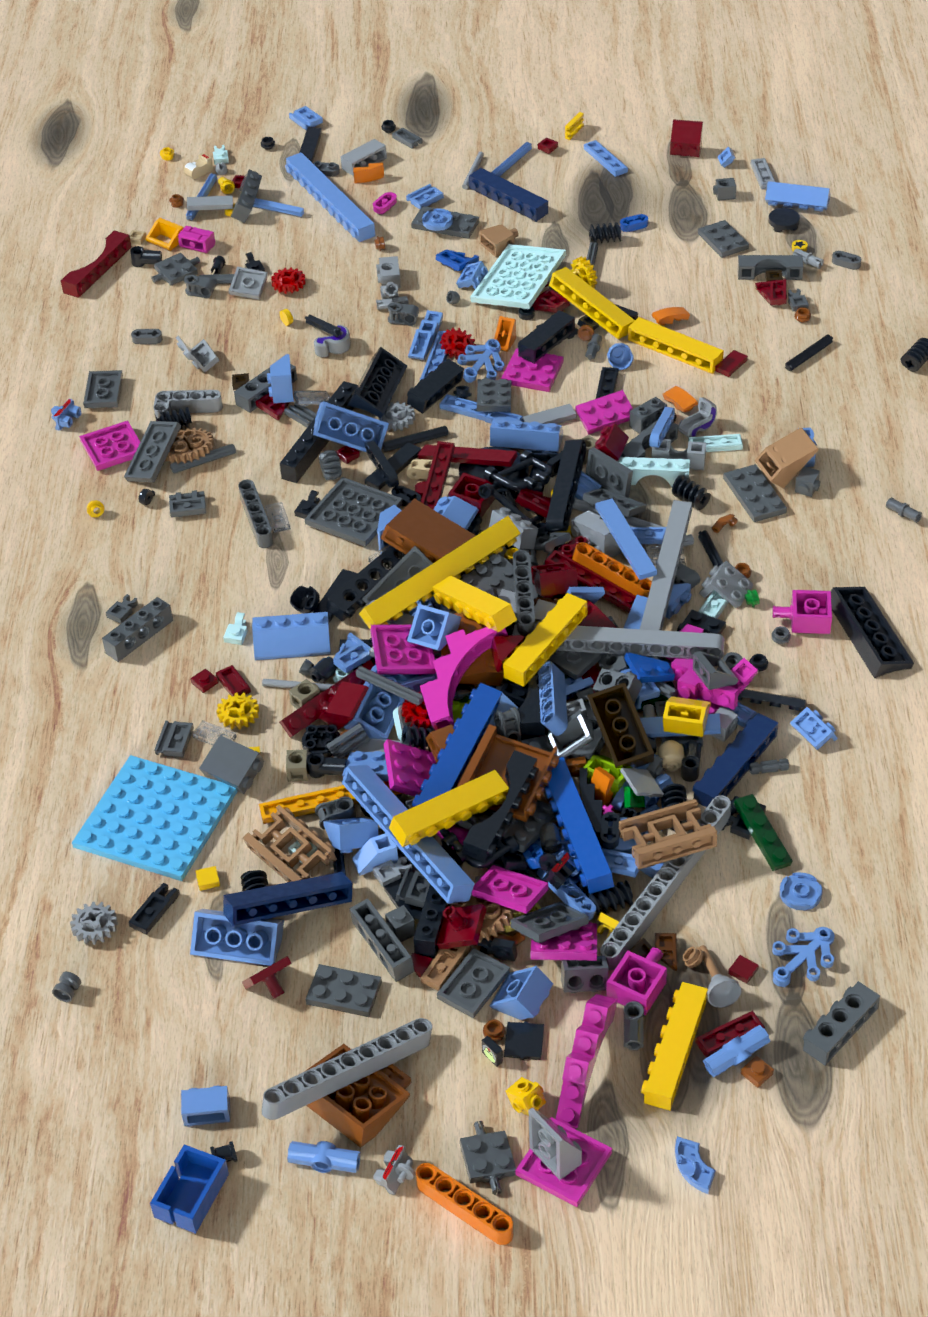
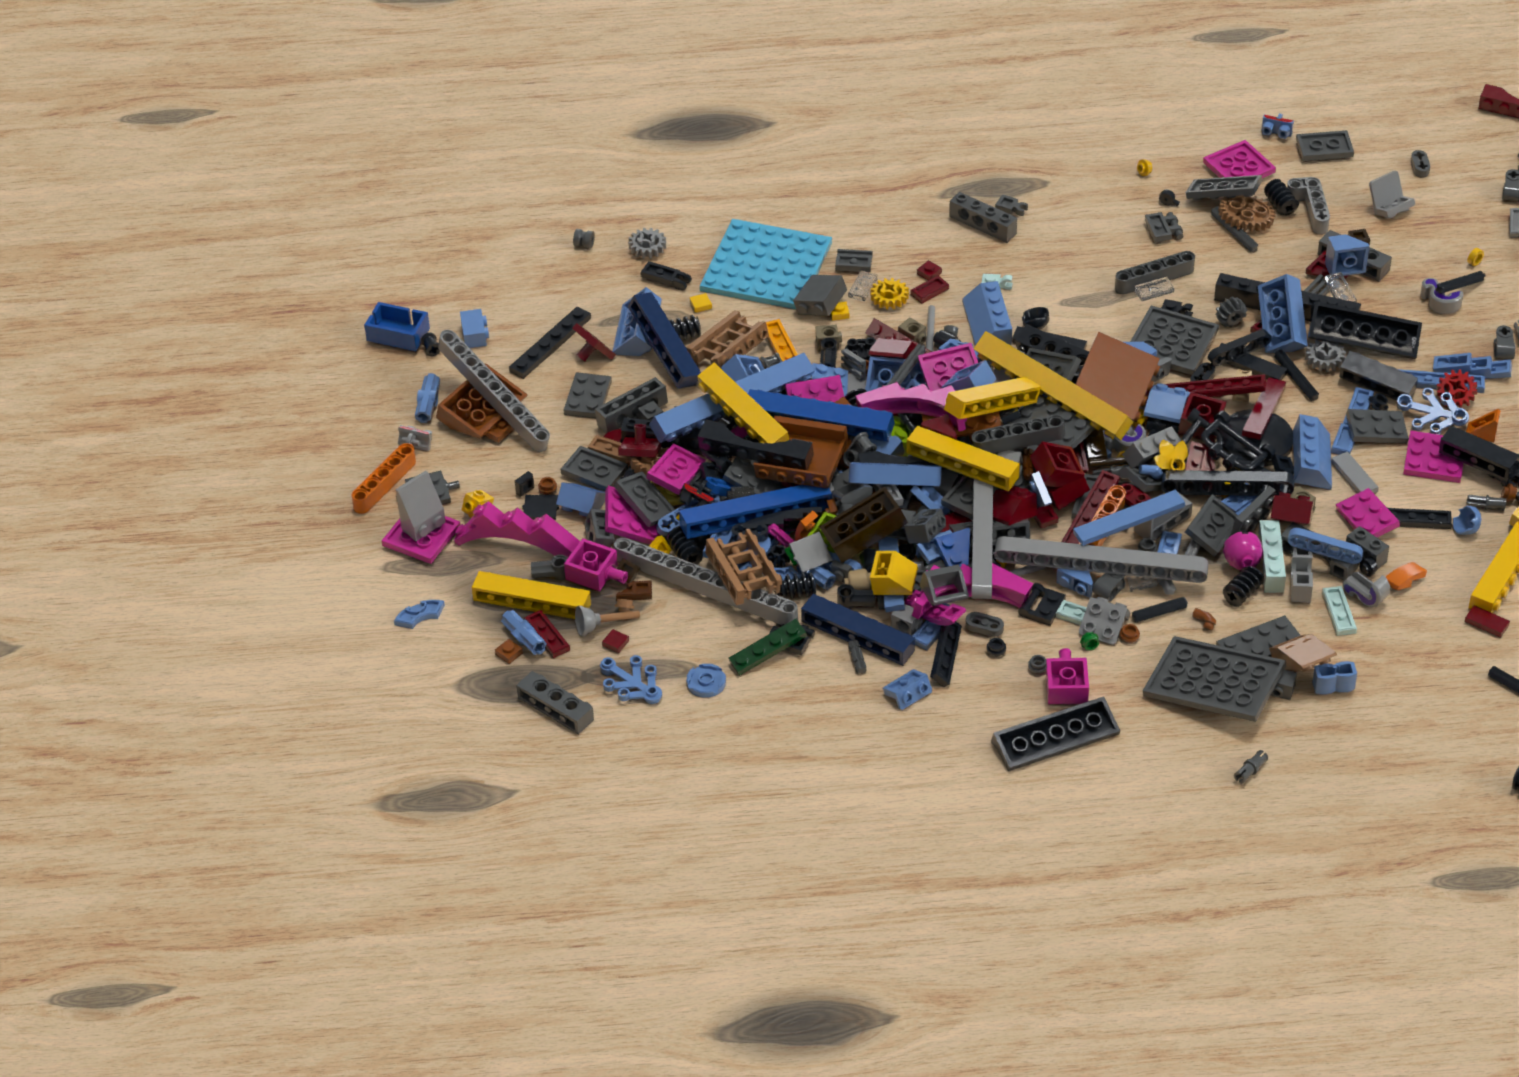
camera: 85 degrees right, 0 degrees up
(243, 1028) = (549, 342): none -> black plate
(528, 512) = (1171, 454): none -> yellow plate
(545, 531) = (1152, 470): none -> medium blue arm
(657, 483) = (1243, 550): none -> dark pink cylinder
(809, 517) = (1214, 678): none -> dark grey plate

